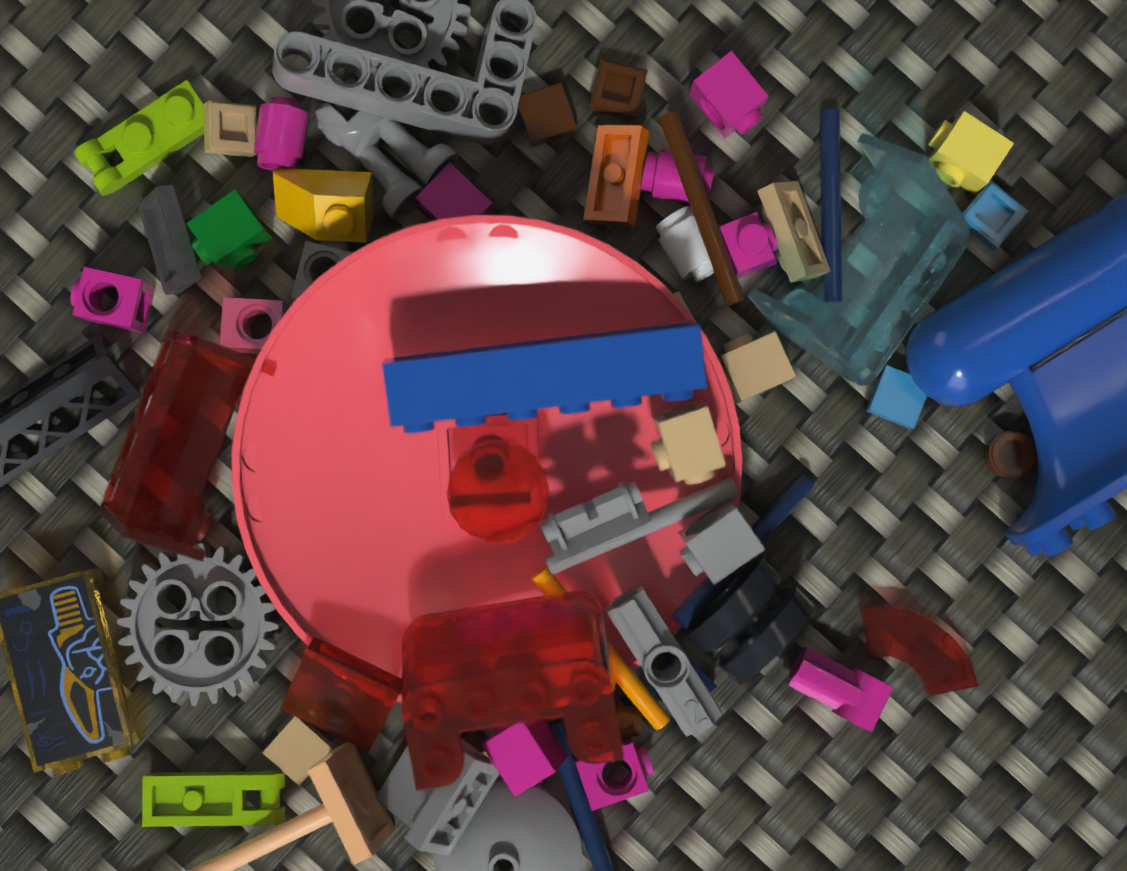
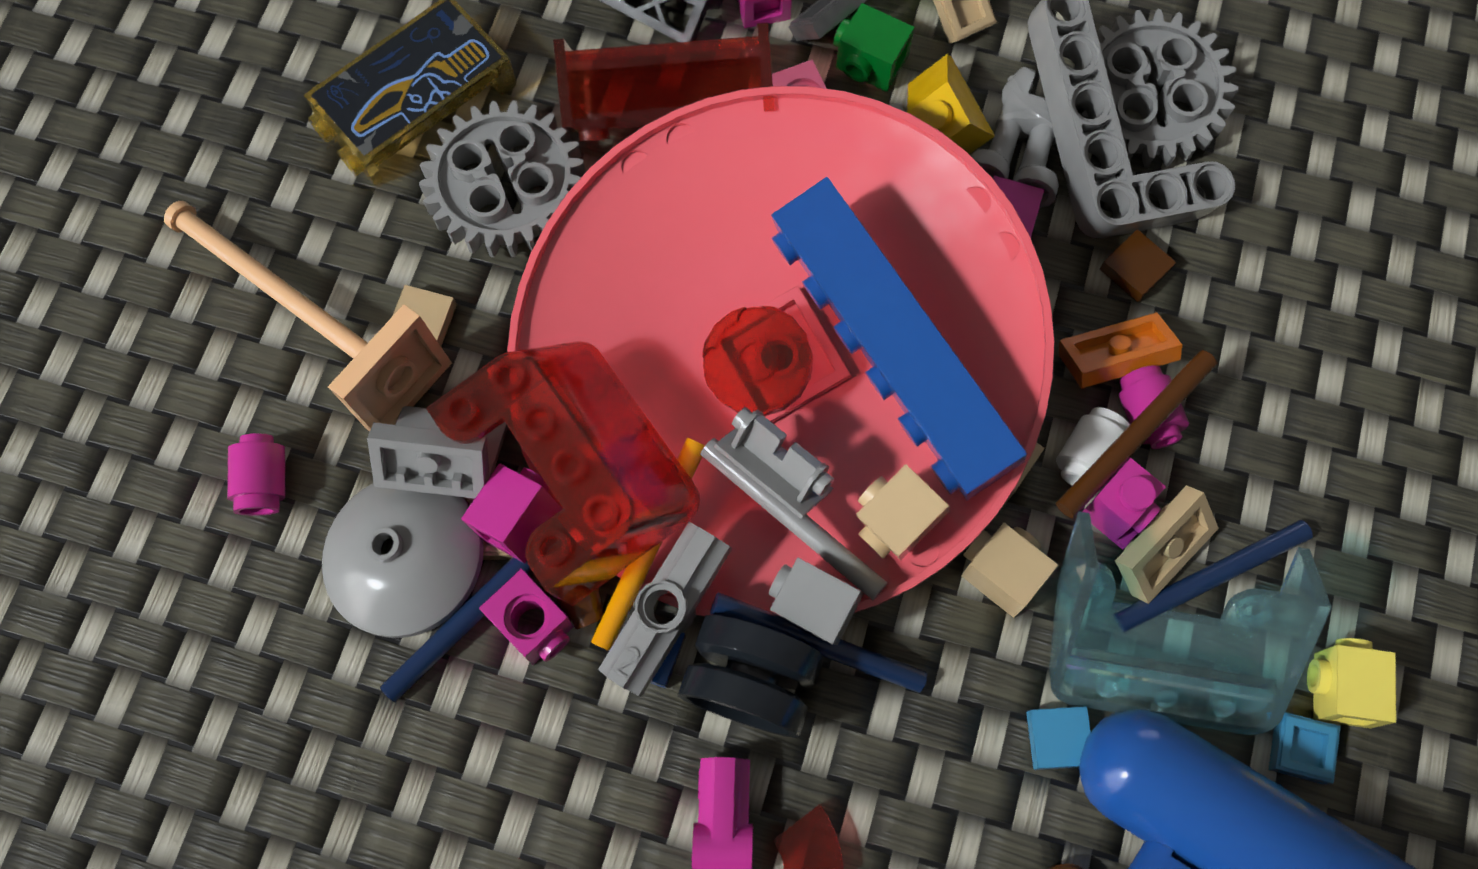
camera: 65 degrees right, 15 degrees down
(211, 798) = (342, 260): lime plate -> none
(280, 134) = (985, 49): dark pink brick -> none
(342, 694) = (491, 316): clear red tile -> none
(618, 89) = (1201, 319): reddish brown tile -> none
(729, 96) = (1260, 418): dark pink brick -> none

